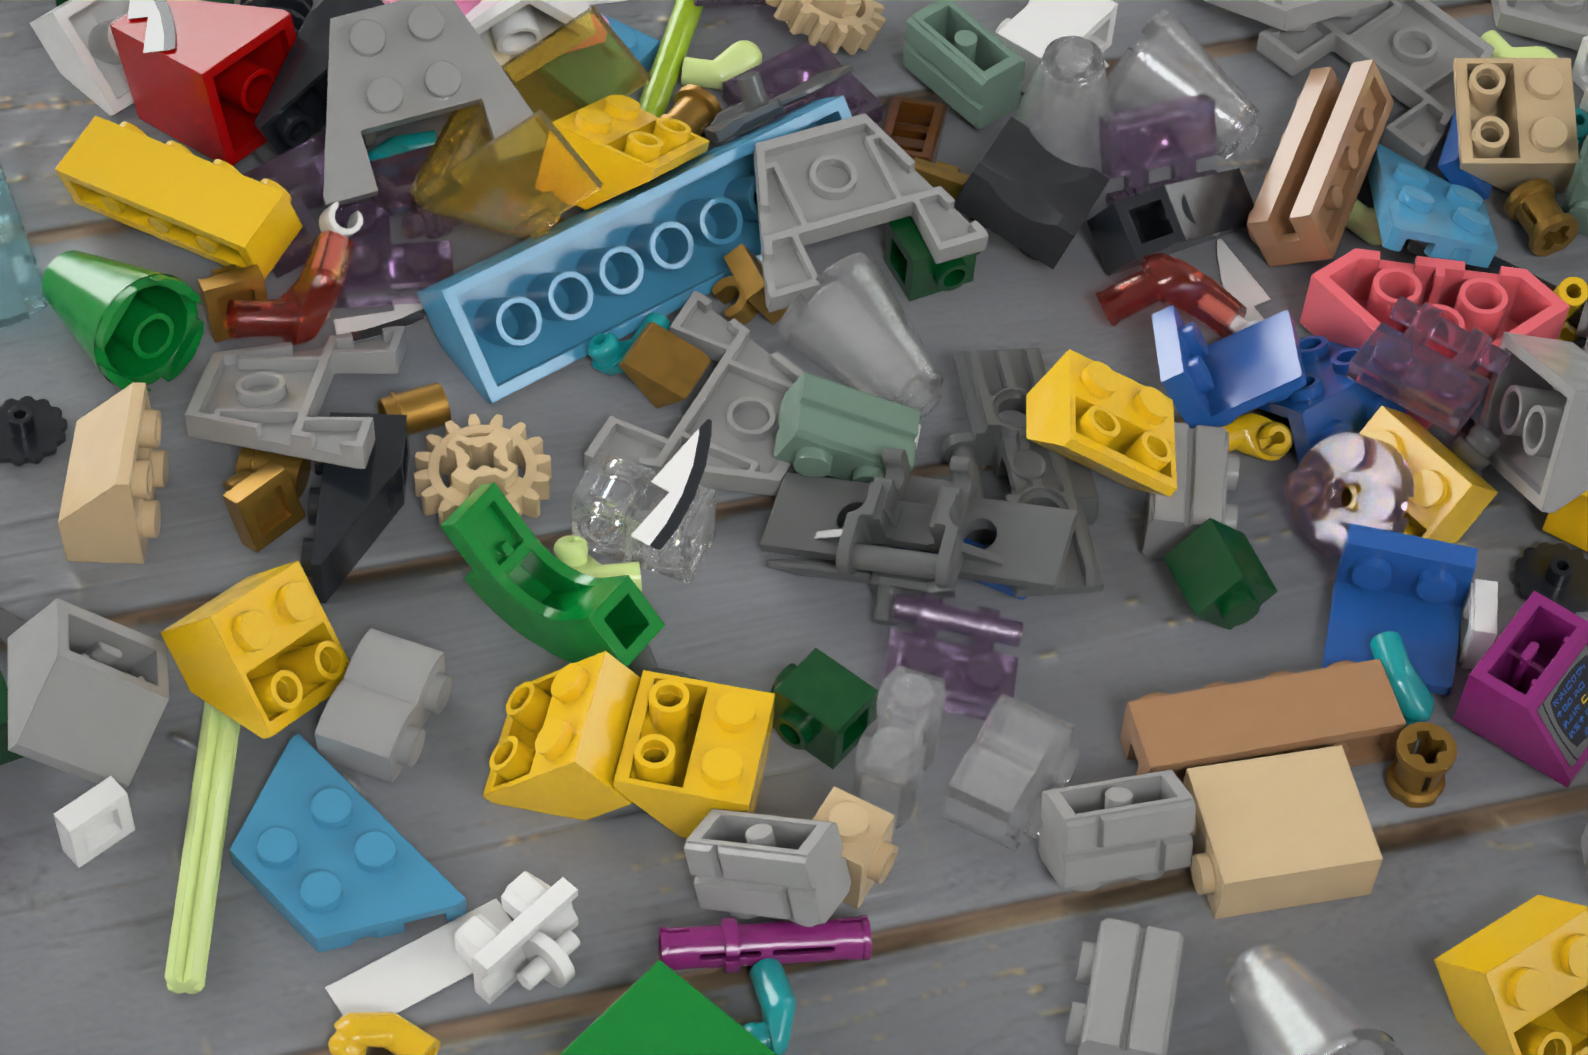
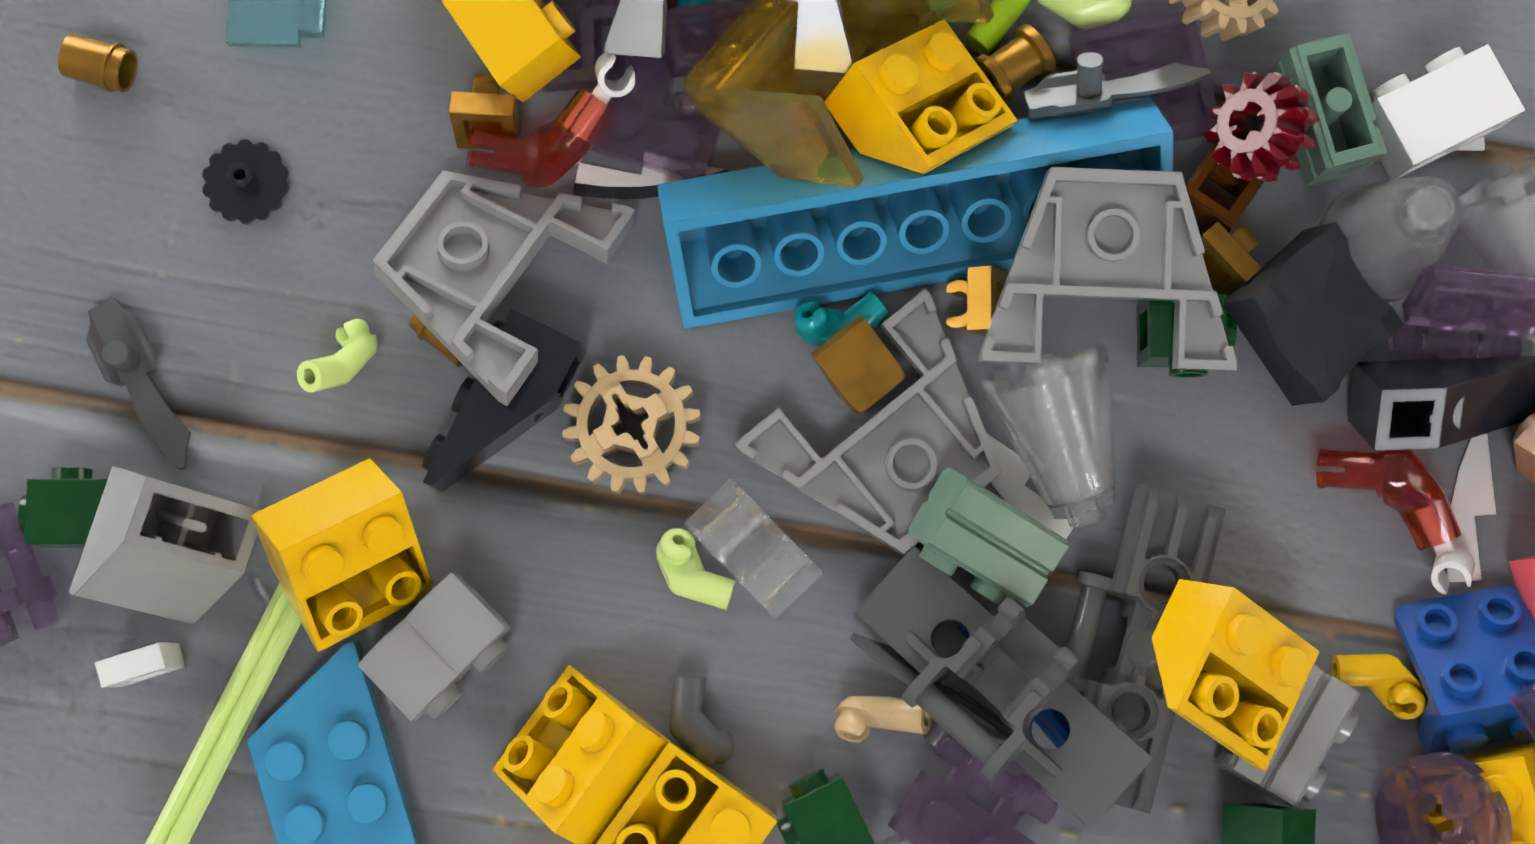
camera: 25 degrees right, 30 degrees up
(114, 480) = (289, 298): tan slope -> none
(125, 316) = (367, 100): green cone -> none
(182, 521) = (339, 369): none -> yellowish green arm
(262, 504) = (416, 372): pearl gold tile -> none
(424, 406) = (602, 316): pearl gold piece -> none
(542, 595) = (632, 597): green arch -> none
(681, 479) = (794, 549): sticker -> none
(819, 615) = (861, 713): none -> tan arm
(913, 76) = (1285, 119): none -> dark red gear
(1231, 375) = (1403, 619): blue bracket -> none

